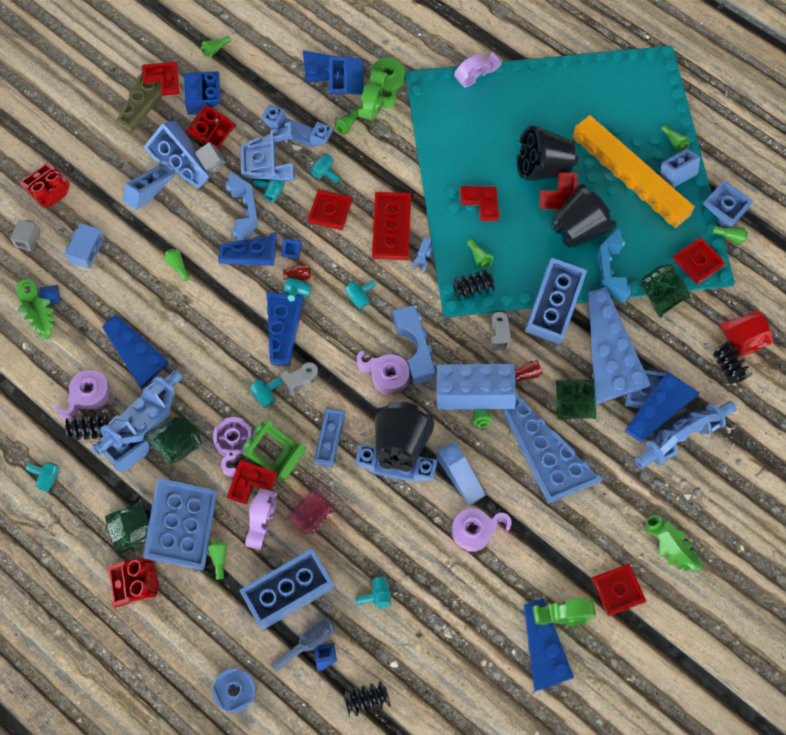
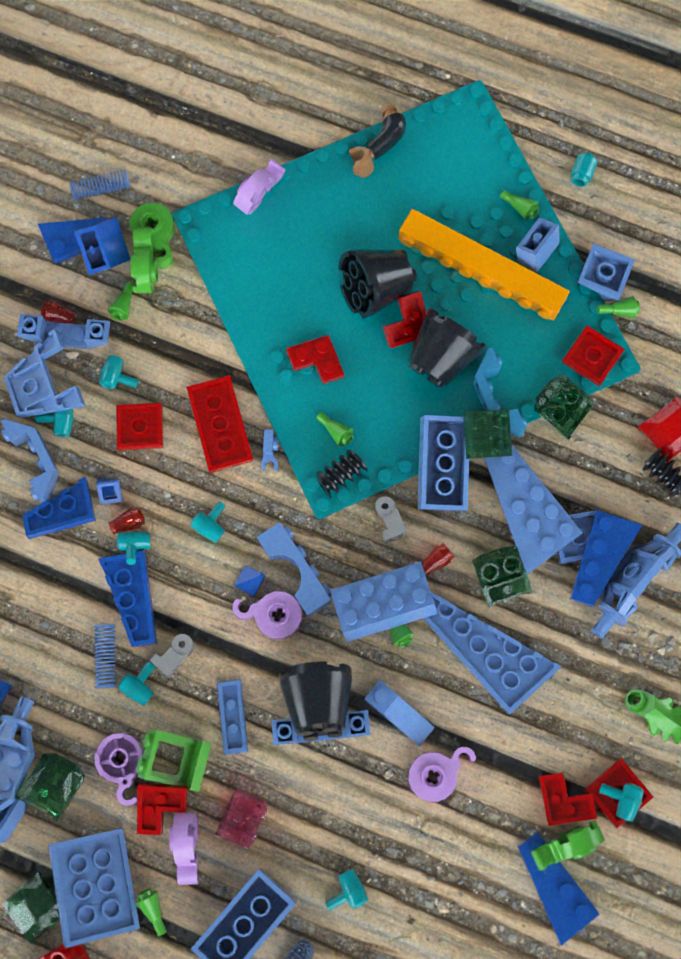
camera: 15 degrees left, 10 degrees up
(246, 365) = (101, 685): none -> medium blue piece
(294, 113) = (56, 313): none -> clear red cone
(357, 40) = (76, 196): none -> medium blue piece
(377, 344) = (249, 580): none -> blue slope
(568, 585) = (560, 807): none -> red plate
(592, 59) = (392, 132): none -> piece
(596, 287) = (487, 434): none -> clear green plate
(625, 592) = (629, 799): none -> teal piece
(733, 128) = (583, 169): none -> teal brick

